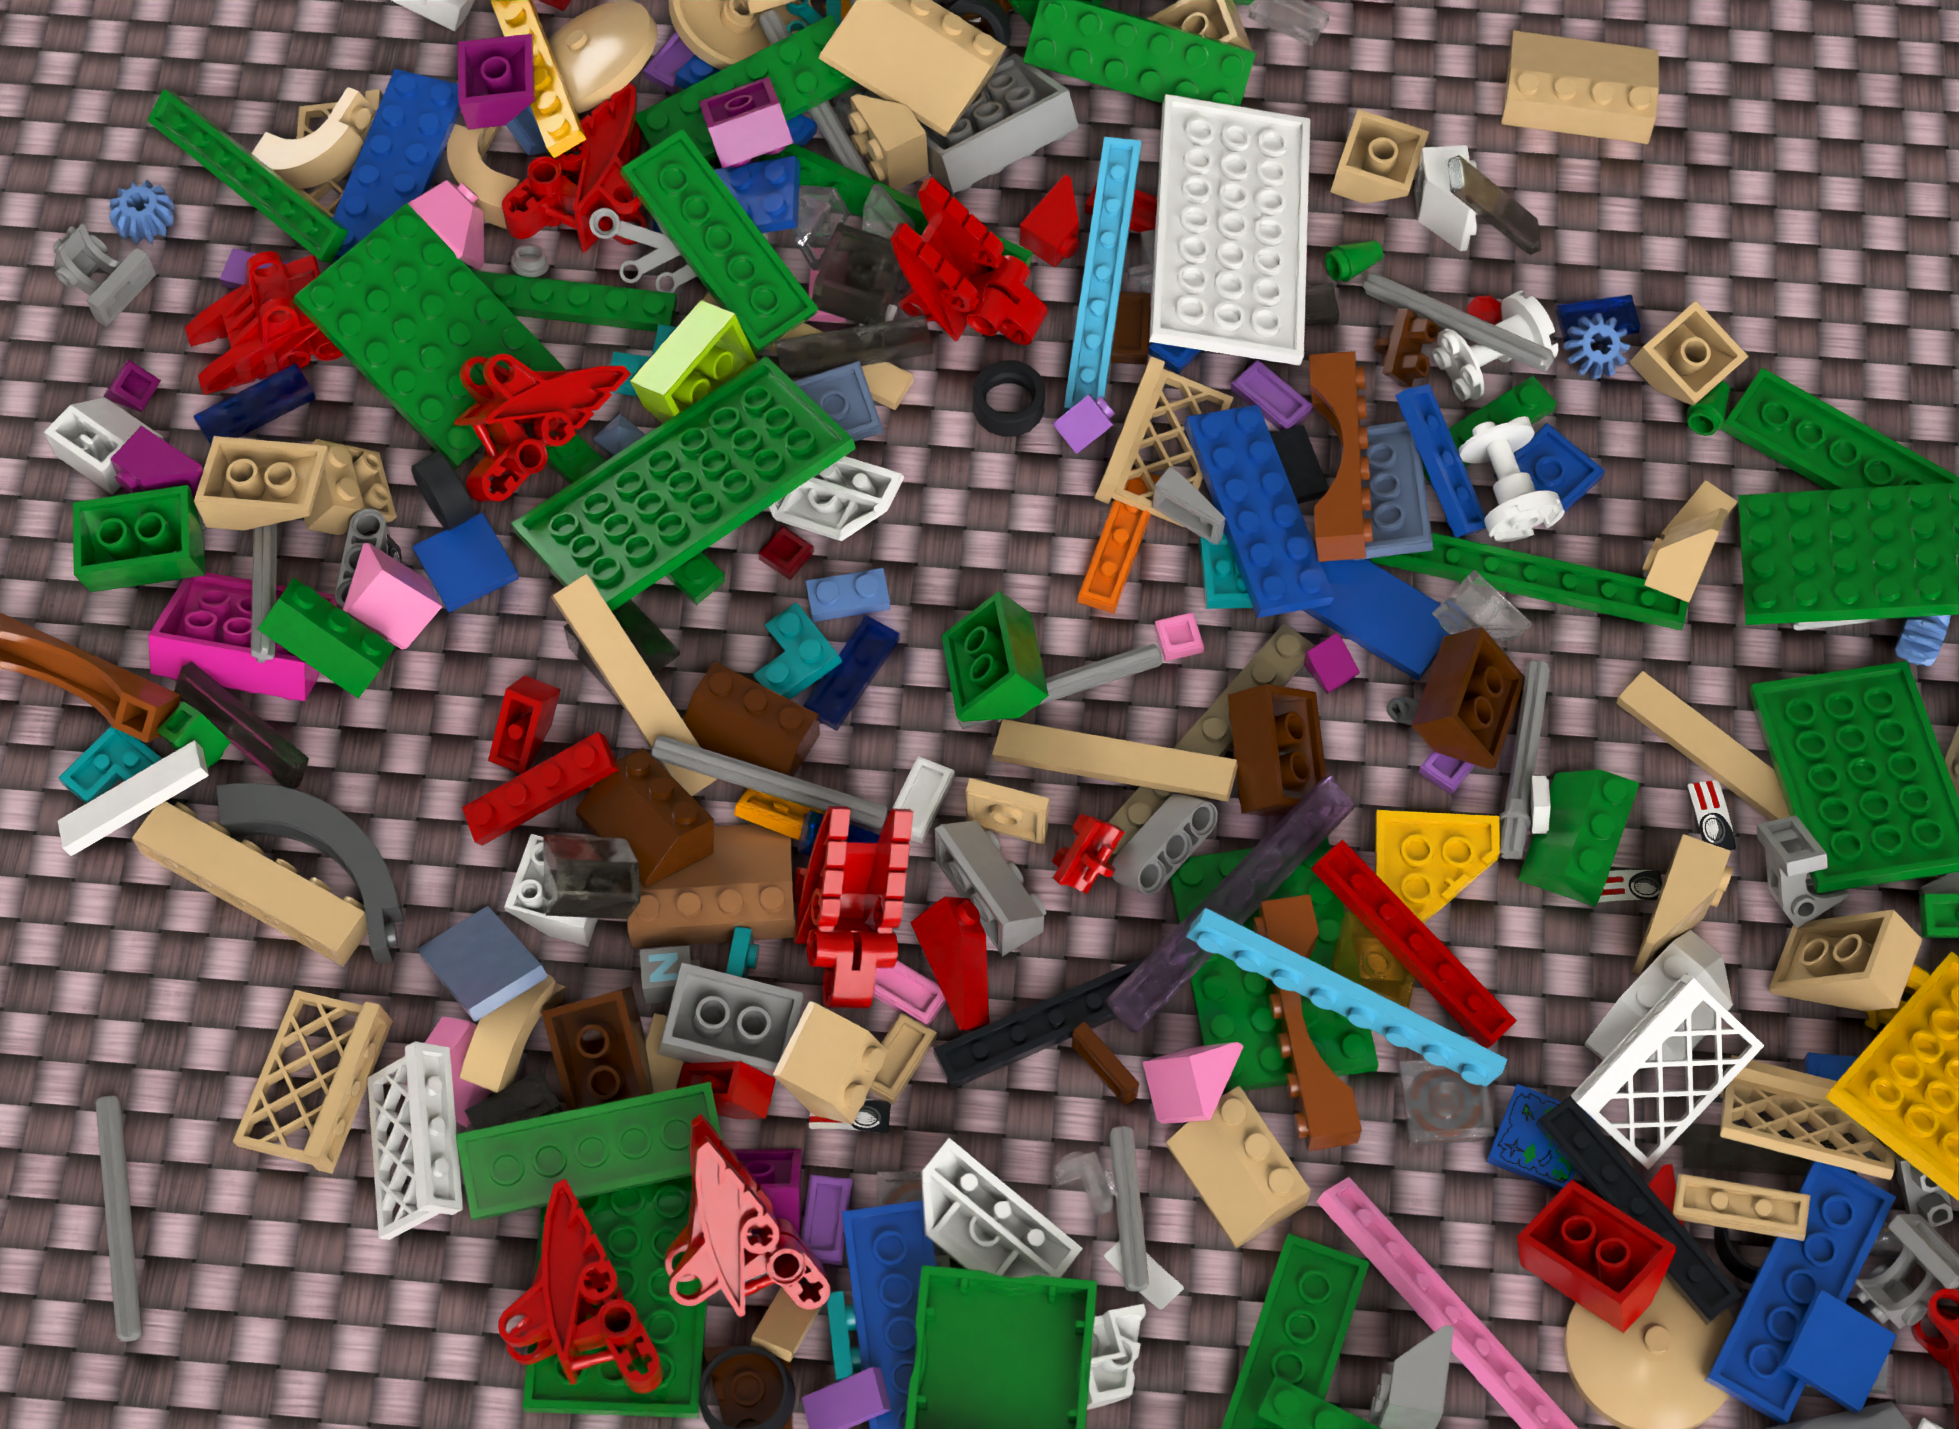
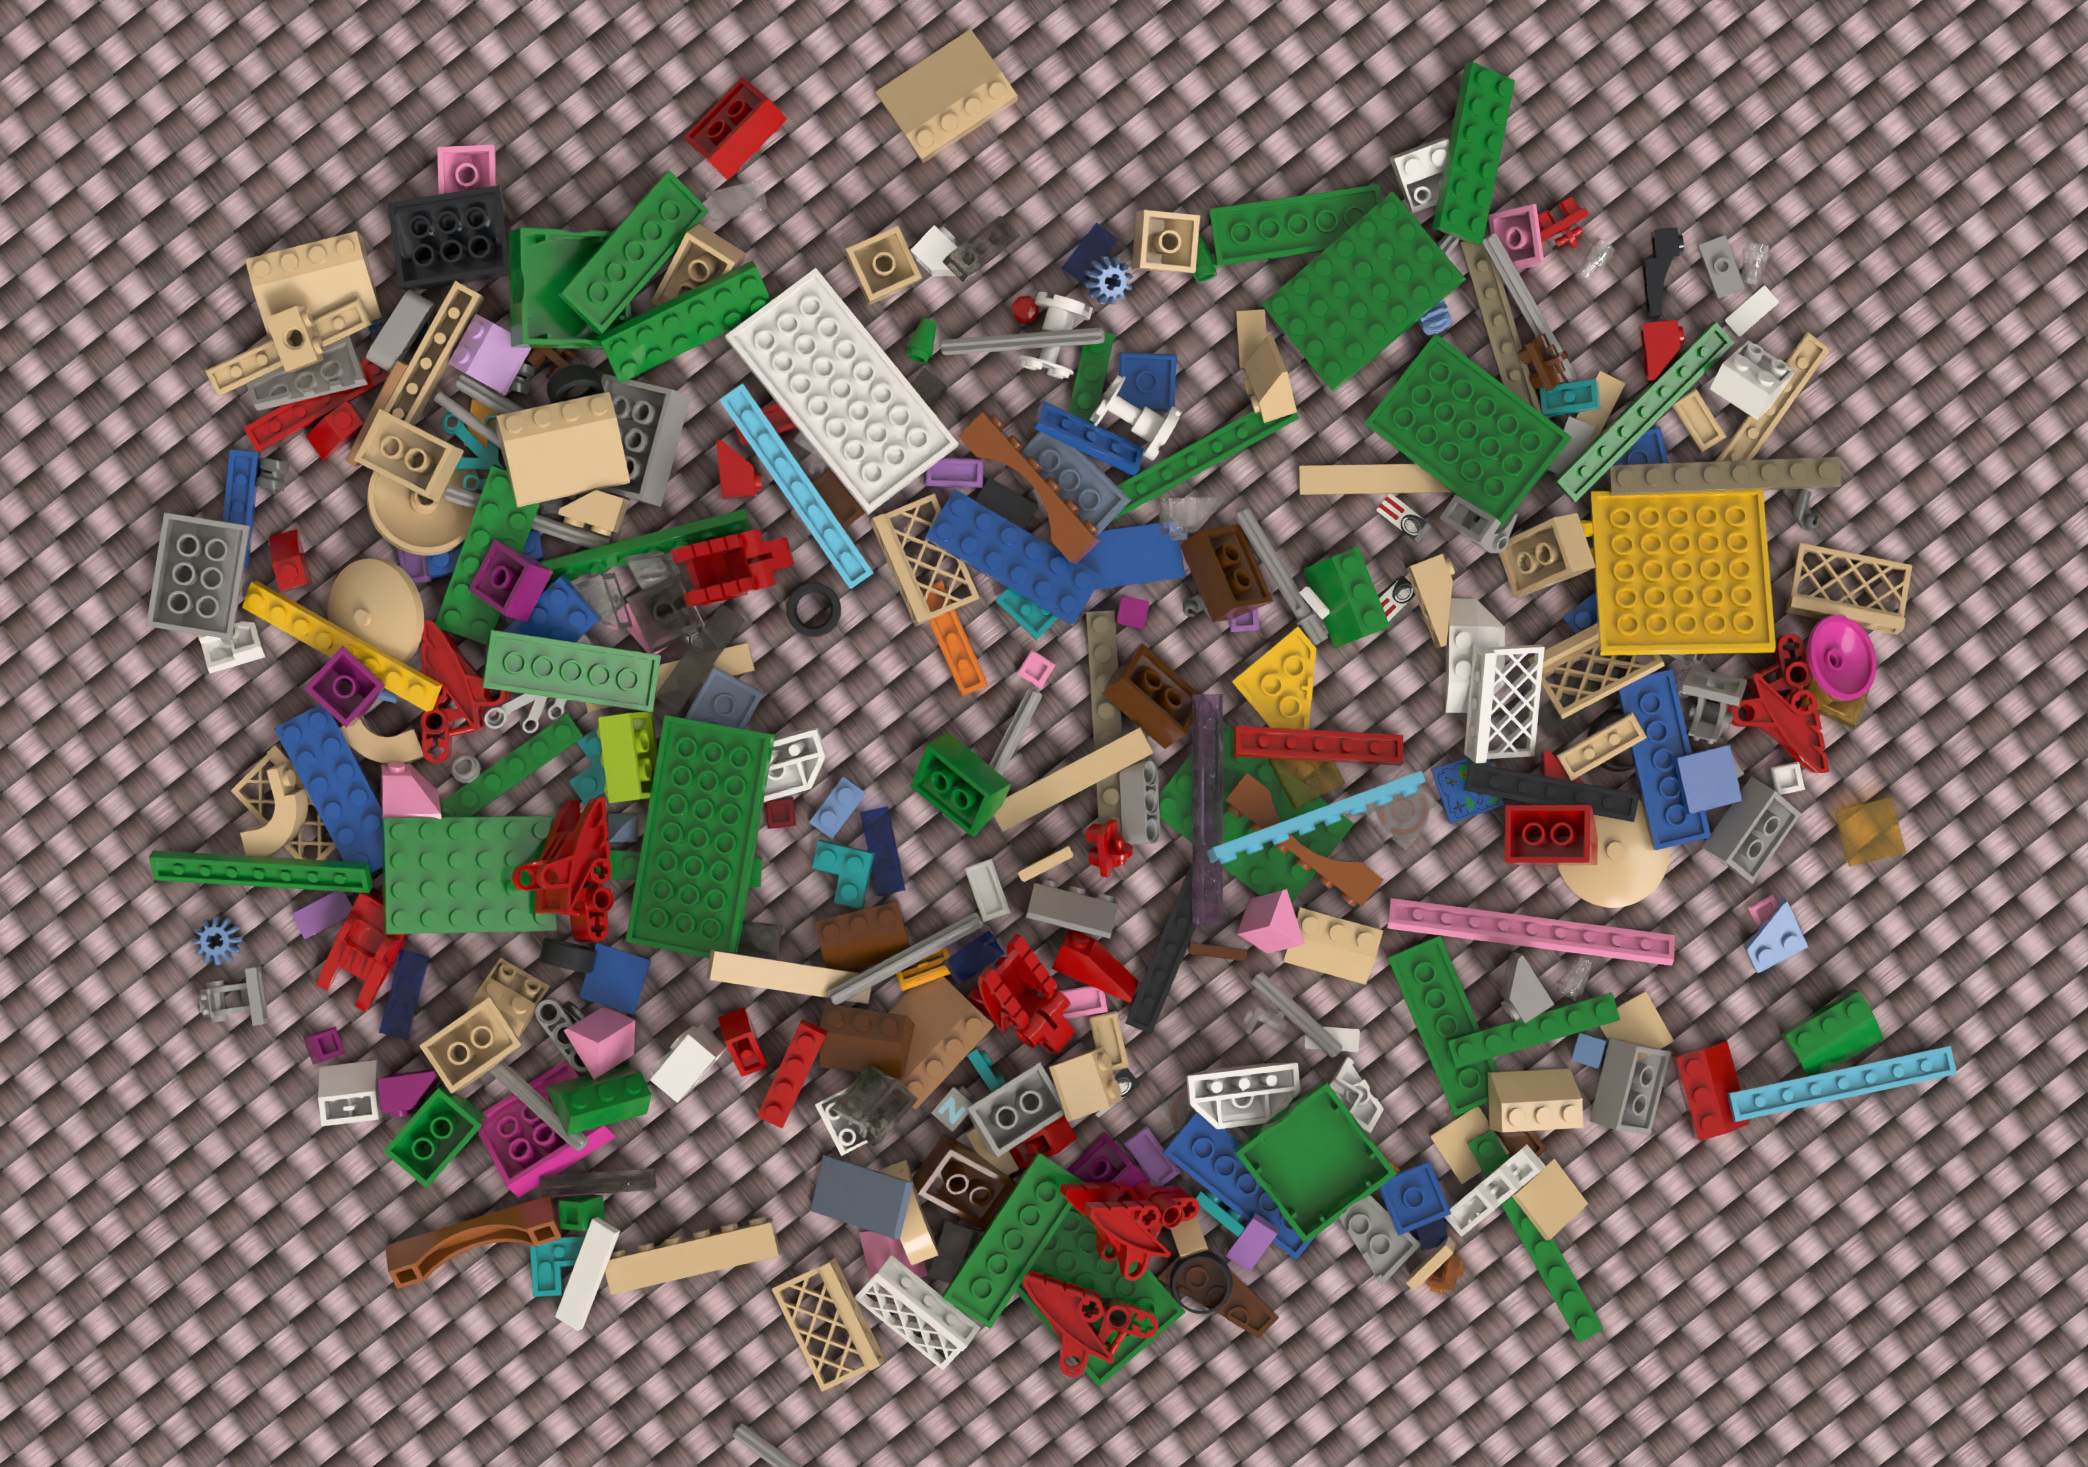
camera: 45 degrees left, 25 degrees up
(292, 814) = (710, 1193): dark grey arch -> none
(448, 648) = (688, 1061): none -> white brick
(1085, 422) = (873, 591): medium lavender brick -> none
(1187, 506) = (973, 595): light grey slope -> none
(1403, 347) = (1002, 378): reddish brown hips -> none

